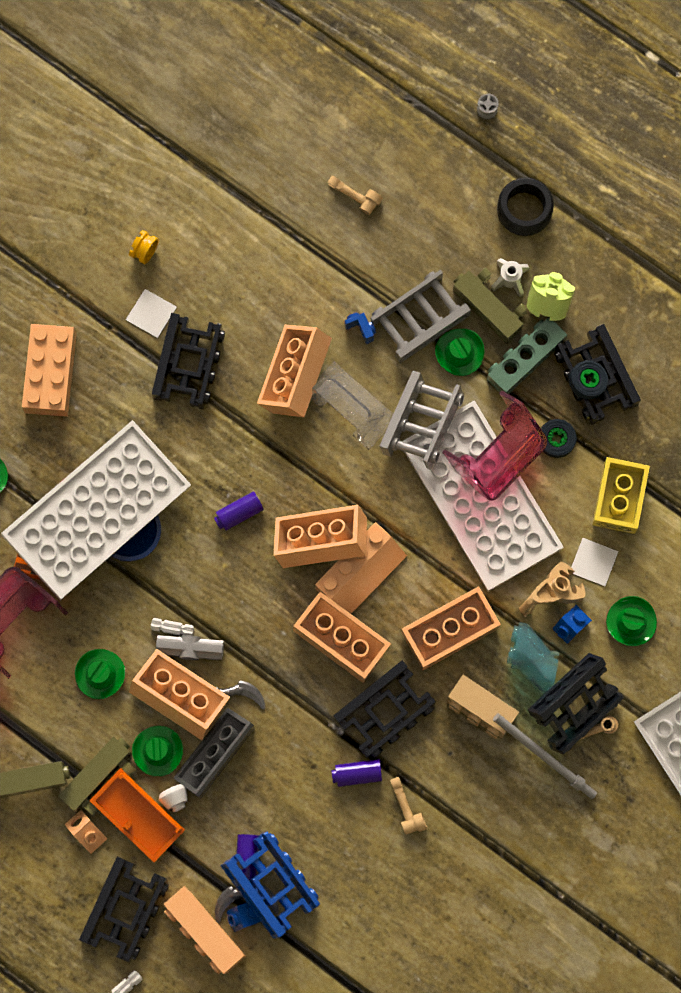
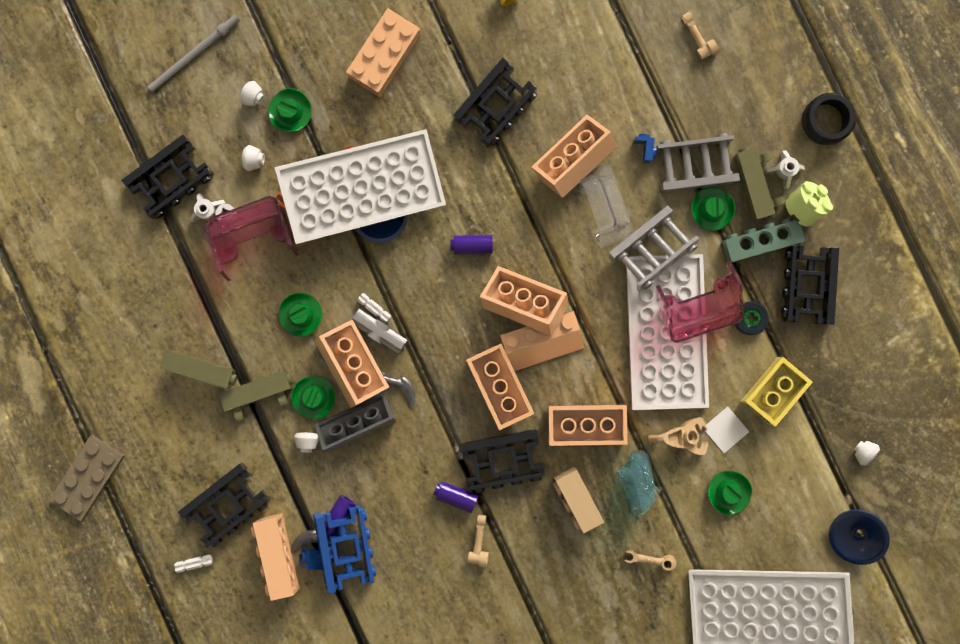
camera: 25 degrees right, 10 degrees up
(86, 832) = (226, 431): light nougat bracket -> none
(137, 815) = (271, 439): orange container -> none
(151, 313) = (487, 48): white sticker -> none
(487, 101) = (846, 16): light grey wheel -> none
(565, 692) = (648, 526): black fence -> none
(571, 624) = (682, 470): blue bracket -> none
(576, 781) = (619, 592): light grey bar -> none
(594, 388) = (793, 285): black bush -> none

